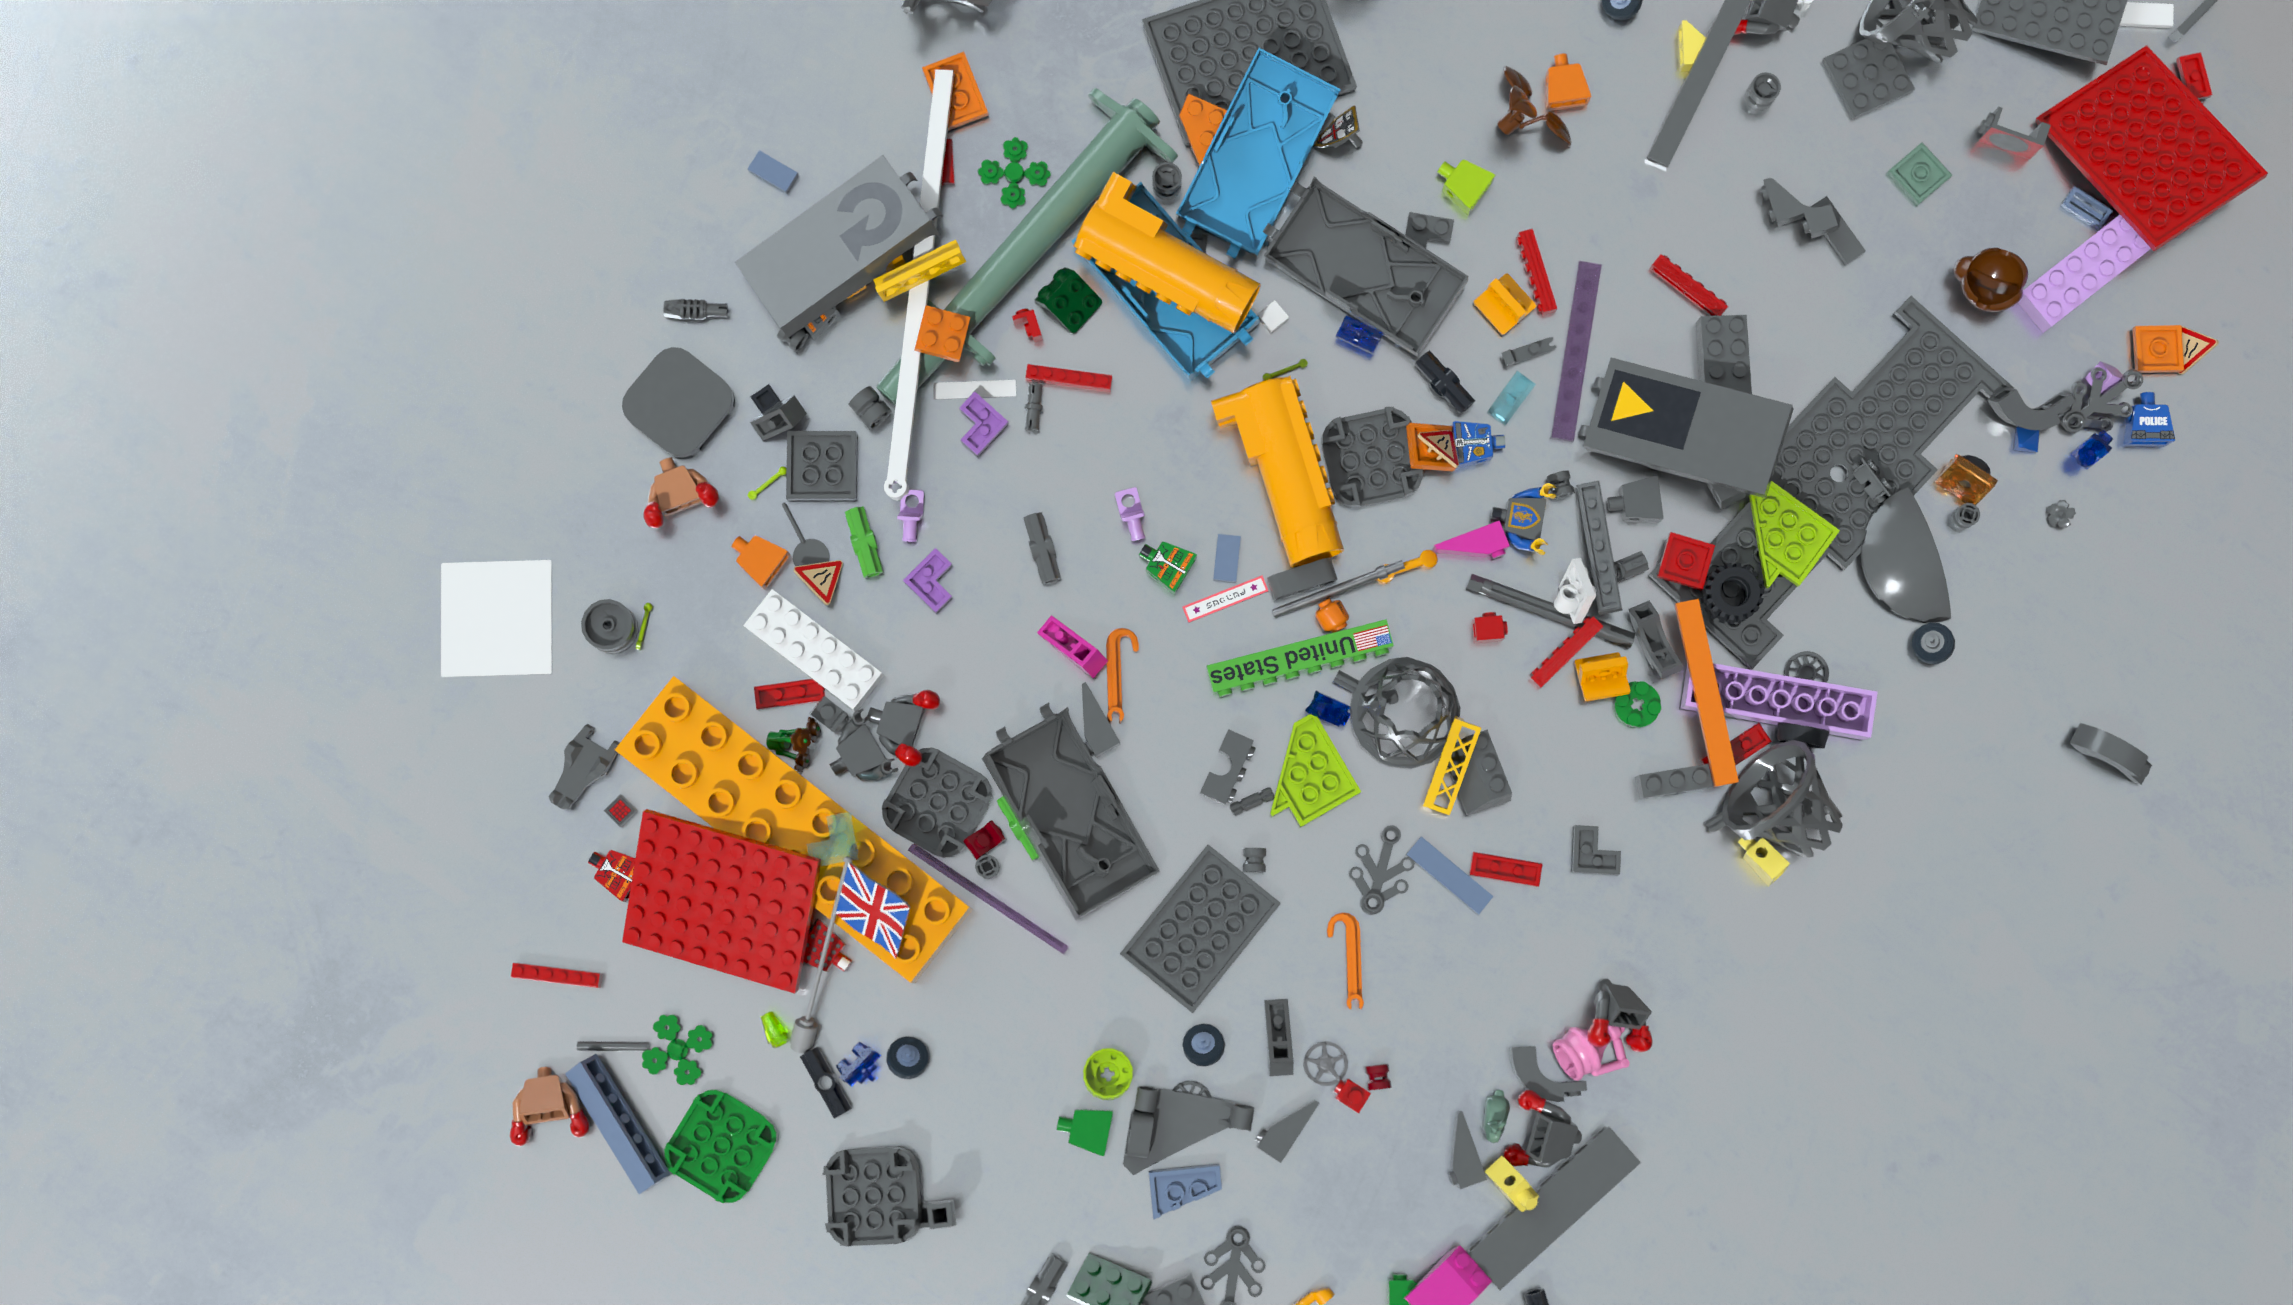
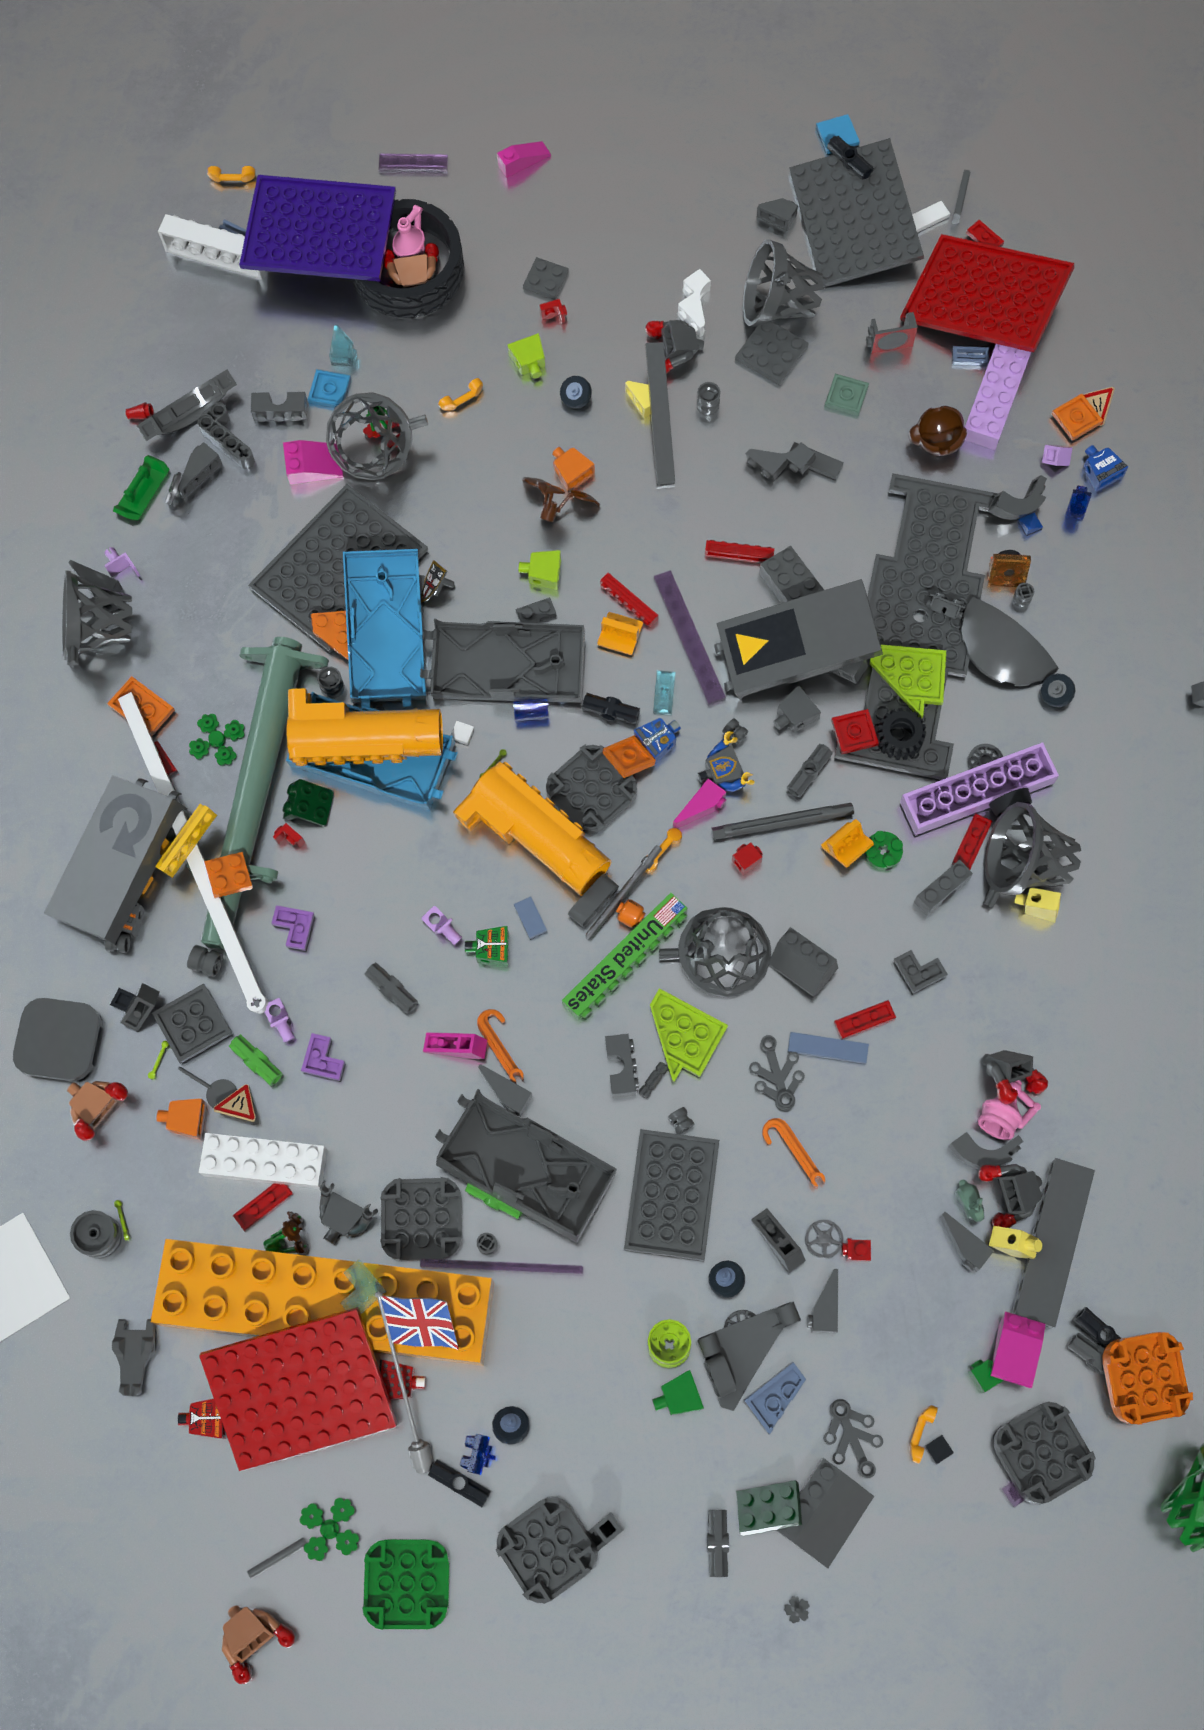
camera: 30 degrees left, 10 degrees down
(556, 975) = (201, 1529): red piece -> none
(617, 1123) = (315, 1616): sand blue brick -> none
(620, 810) = (181, 1370): tile -> none
(694, 309) = (31, 966): dark grey hinge -> none
(773, 171) = (37, 836): sand blue tile -> none
(774, 1030) = (396, 1467): clear neon green cone -> none
(829, 714) = (302, 1201): dark grey bracket -> none
(900, 724) = (359, 1174): dark grey torso -> none
(984, 839) = (473, 1224): dark red bracket -> none
(985, 389) = (268, 908): white sticker -> none
(1033, 407) = (326, 892): dark grey pin -> none
(1068, 378) = (340, 857): red piece -> none
(1225, 598) = (546, 947): sticker -> none
(1329, 709) = (669, 980): clear blue hips -> none
(1378, 1071) = (864, 1221): dark red wheel -> none
(1443, 444) = (637, 748): piece -> none
(1443, 762) = (774, 969): yellow fence -> none
(1528, 351) = (656, 656): dark grey piece -> none
(1567, 651) = (811, 843): red piece -> none
(1575, 592) = (792, 795): white plate -> none
(1599, 547) = (789, 757): dark grey tile -> none
(1653, 640) = (866, 799): dark grey arch -> none
(1706, 693) = (927, 811): orange tile -> none
(2060, 514) = (1084, 557): dark grey plant -> none
(2098, 402) = (1062, 471): dark grey plant -> none

